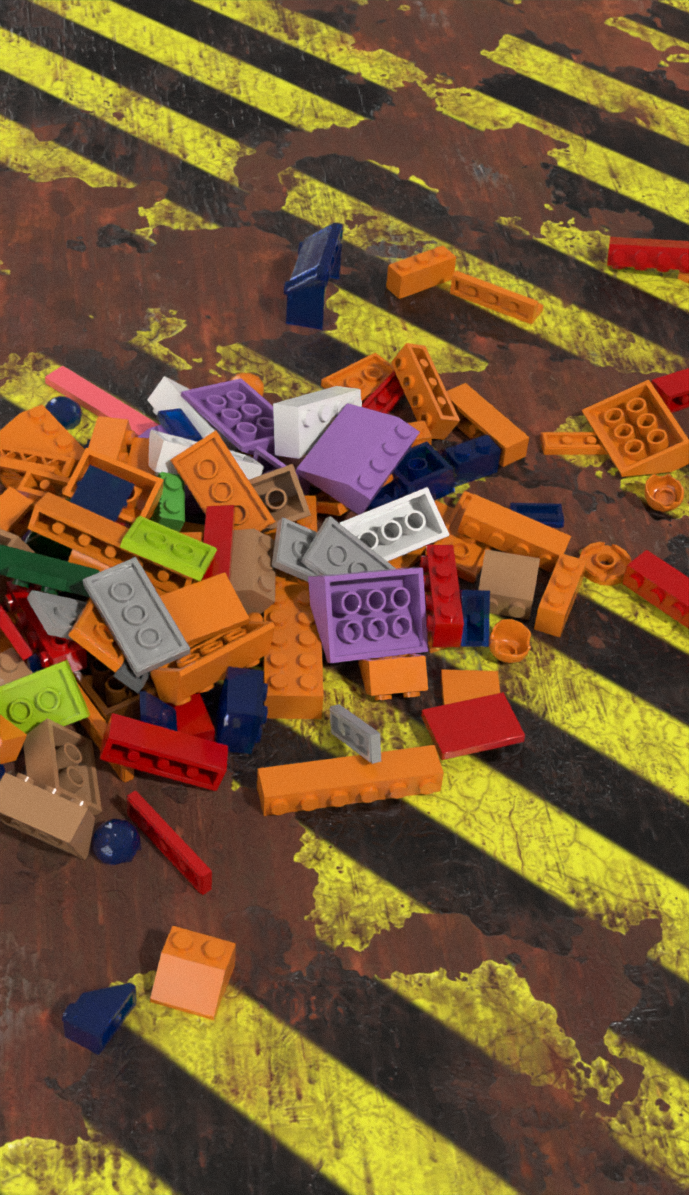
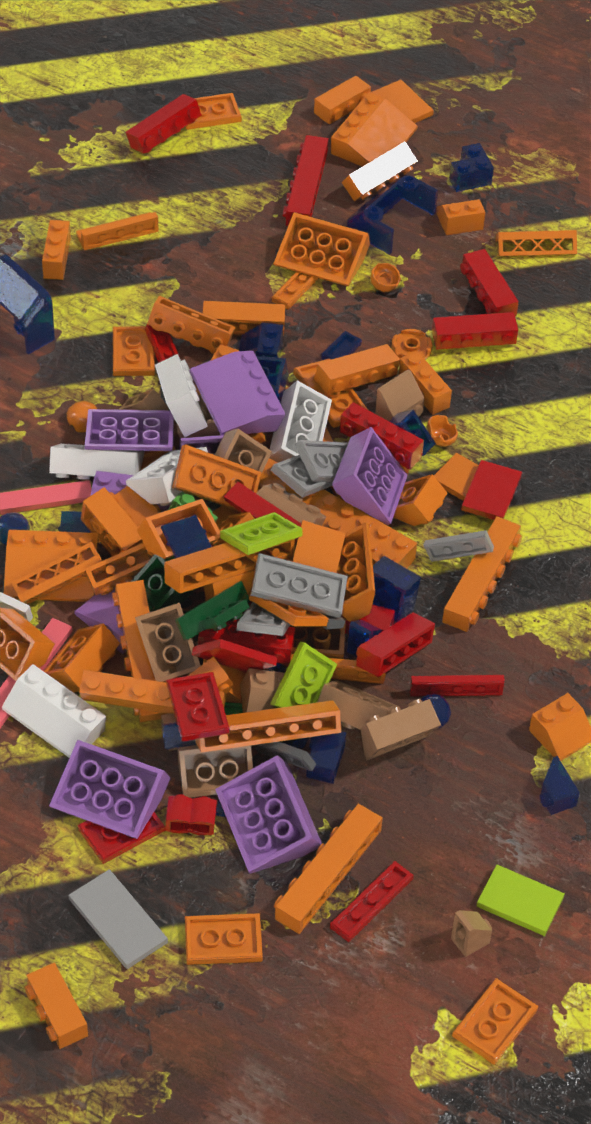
camera: 50 degrees left, 5 degrees up
(178, 424) = (114, 468): clear blue tile -> none

